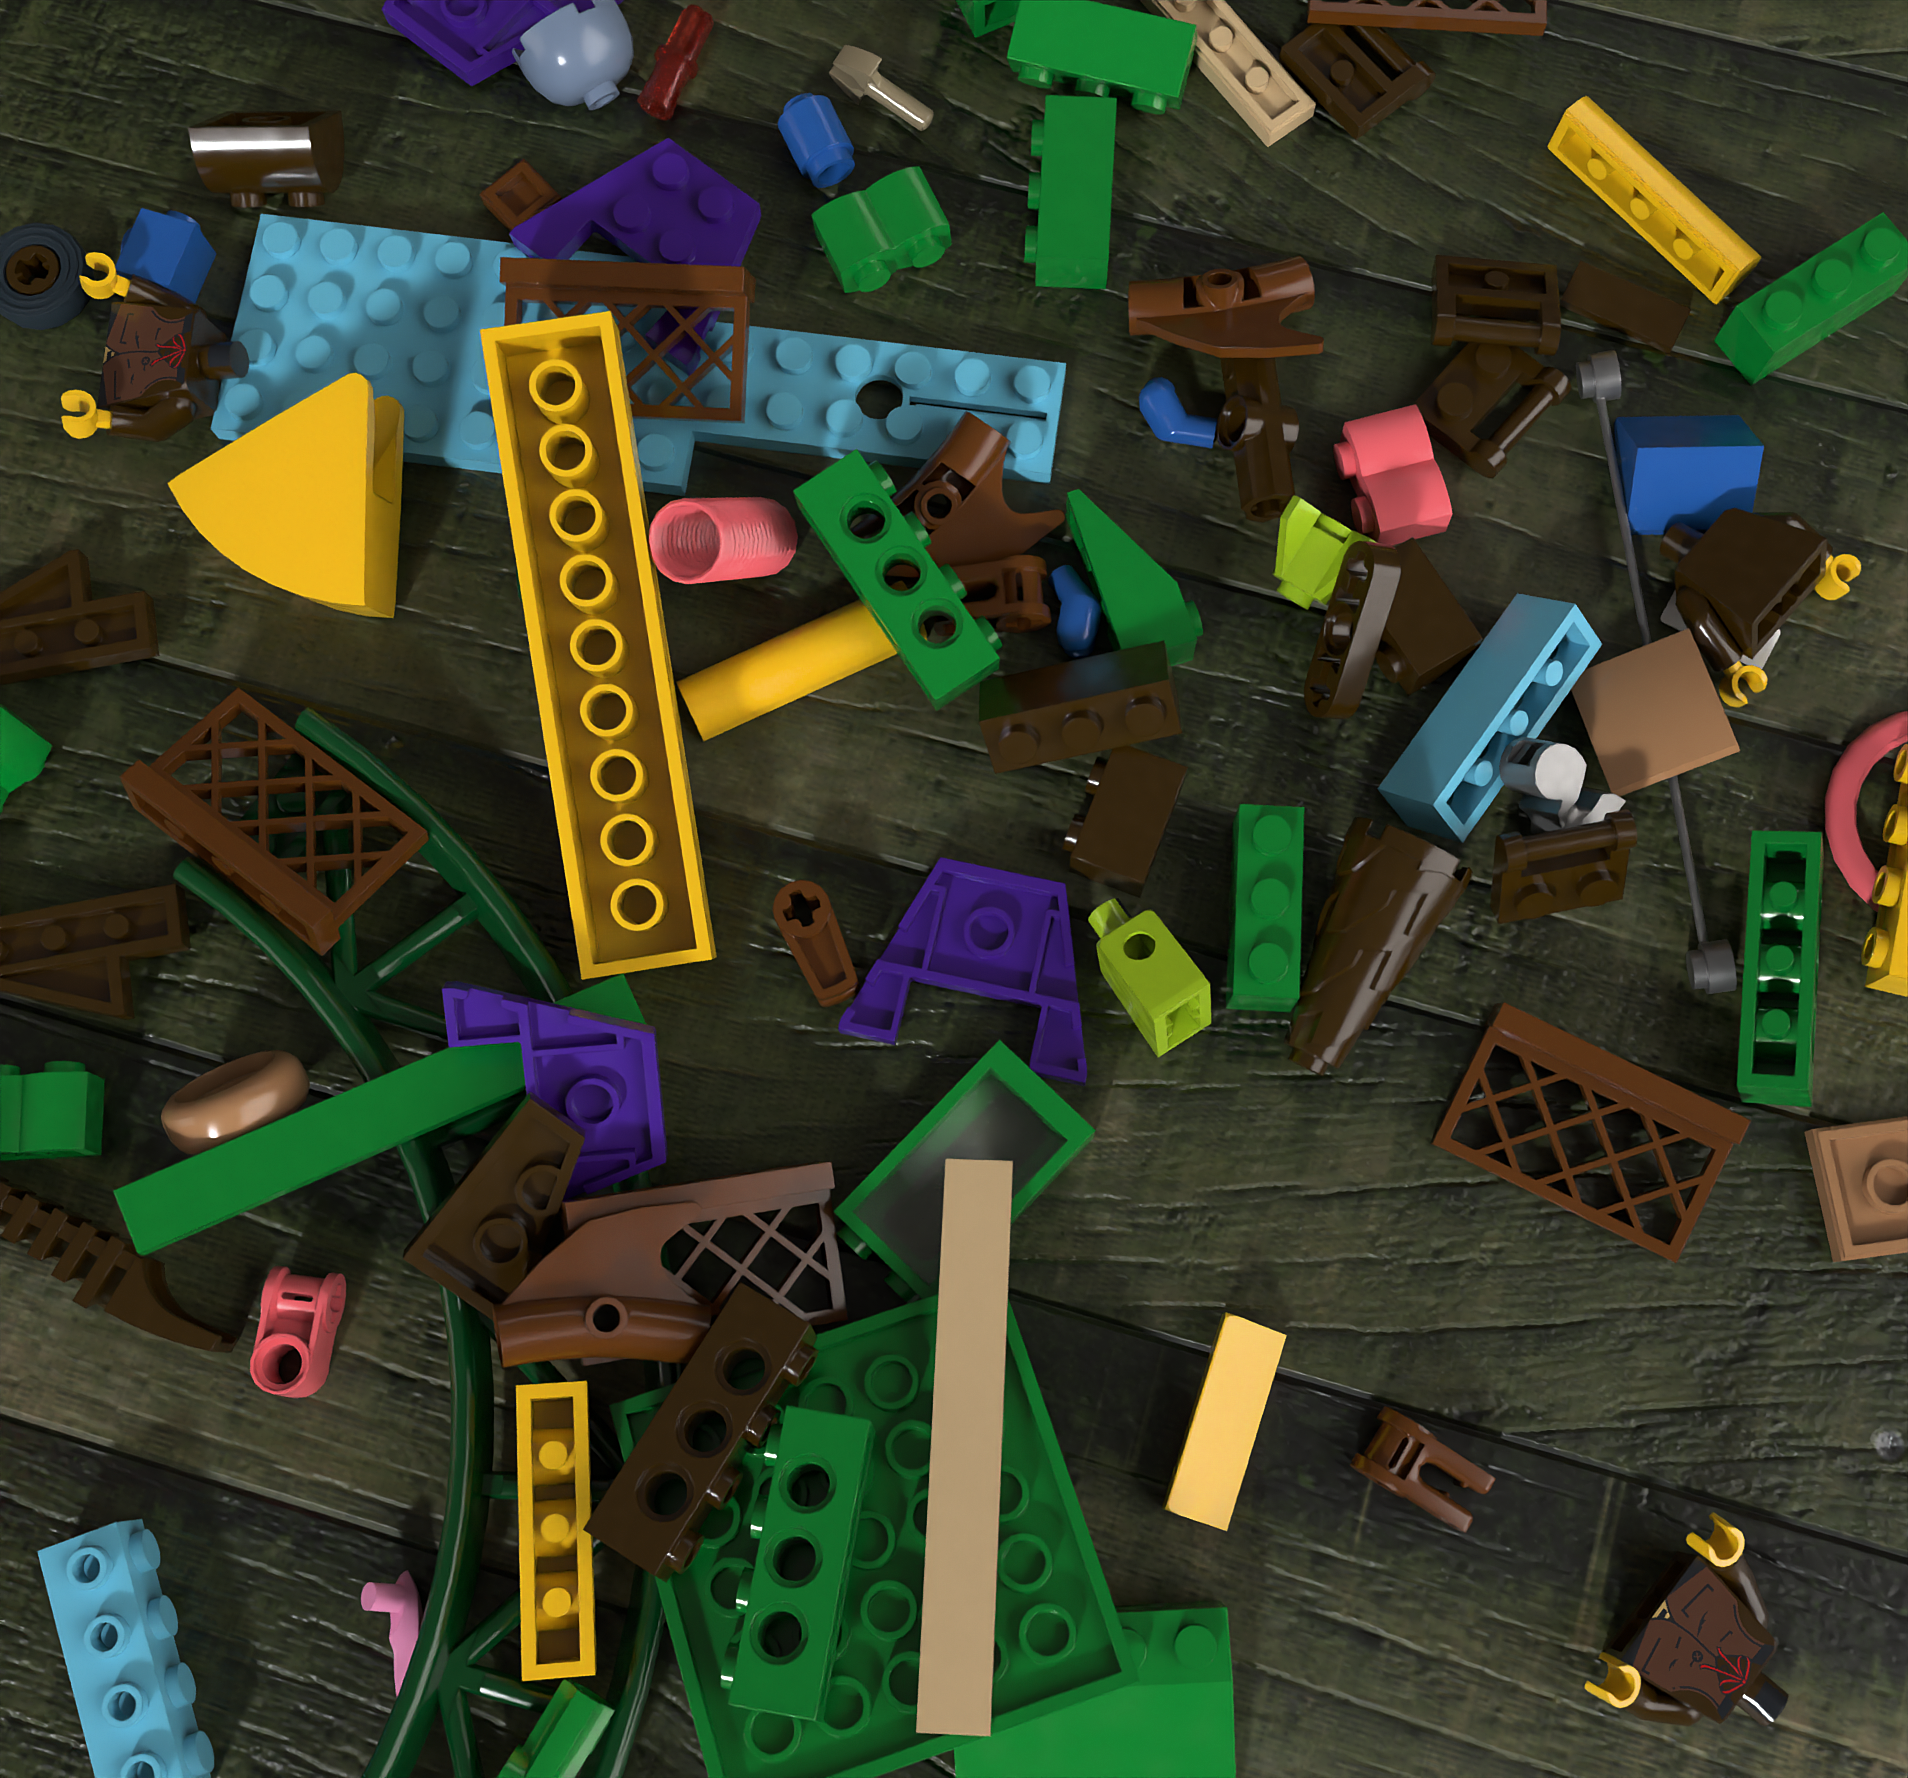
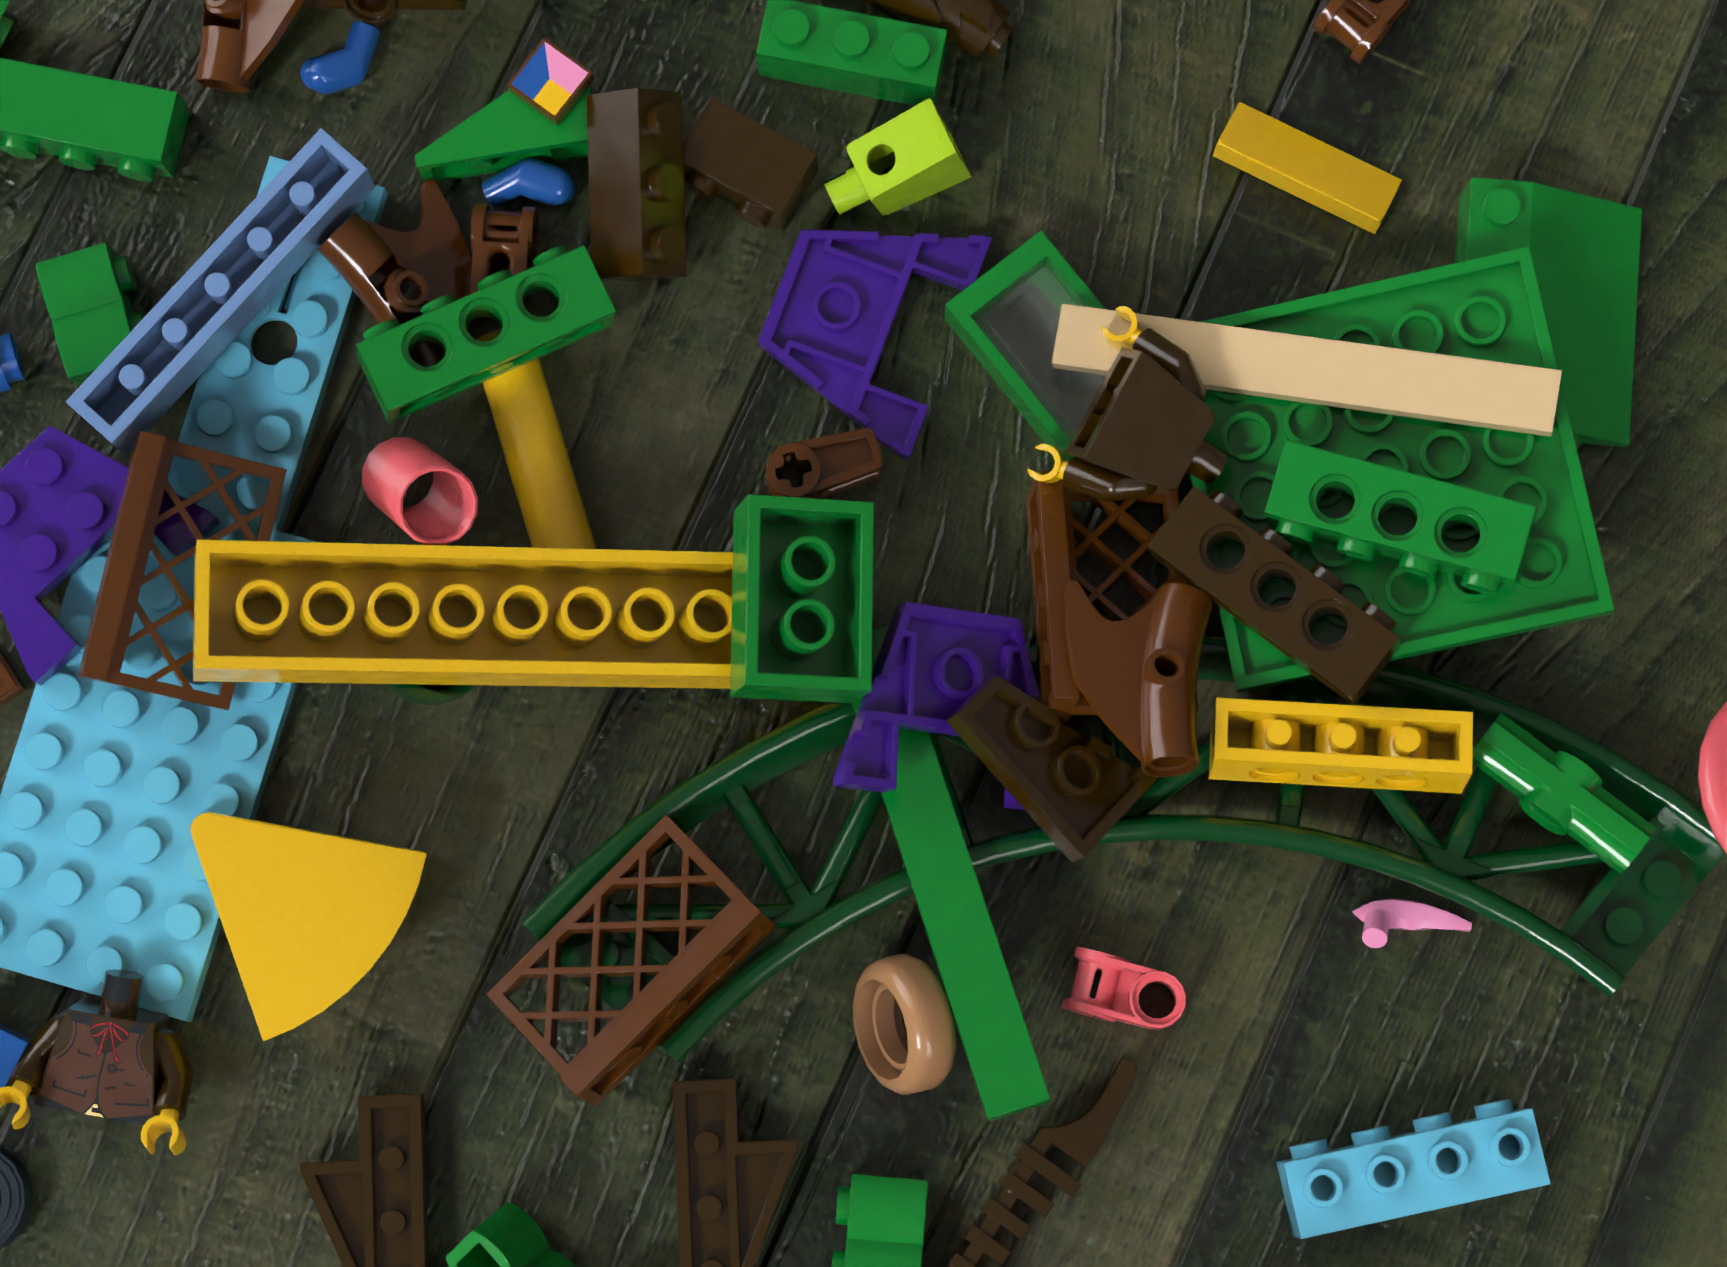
camera: 85 degrees left, 5 degrees up
(638, 923) = (802, 599): none -> green brick
(877, 1259) = (1141, 424): none -> dark brown torso
(906, 328) = (222, 291): none -> medium blue brick
(1173, 603) = (550, 81): none -> tile

